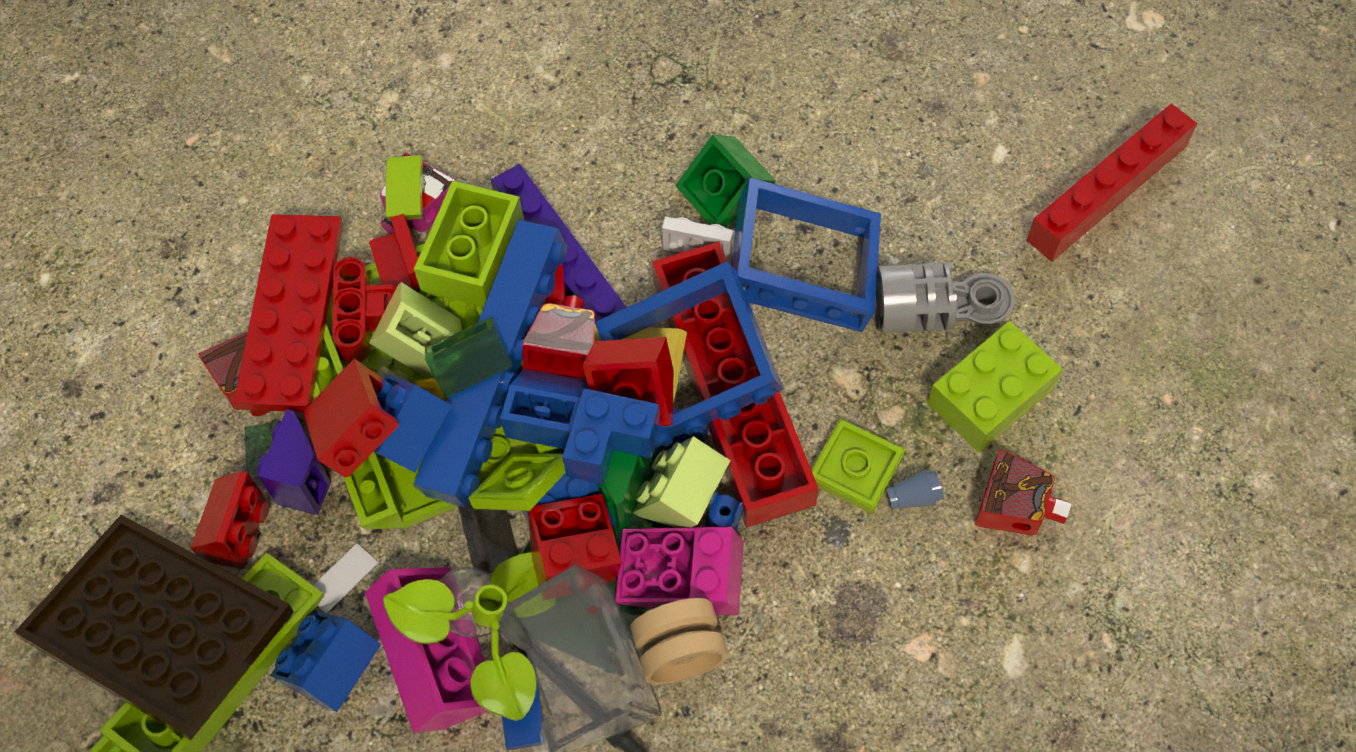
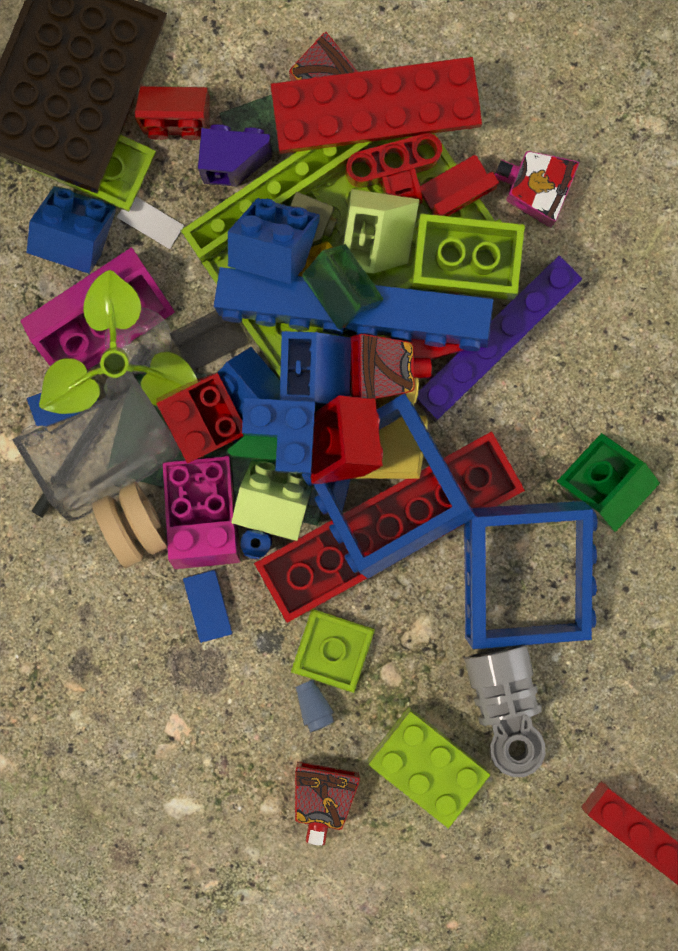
camera: 75 degrees right, 25 degrees up
(348, 419) = (256, 194): red panel -> none
(404, 187) = (533, 174): lime slope -> none
(519, 482) = (242, 360): lime tile -> none
(684, 235) = (540, 468): white bracket -> none
(786, 586) = (207, 606): none -> blue tile

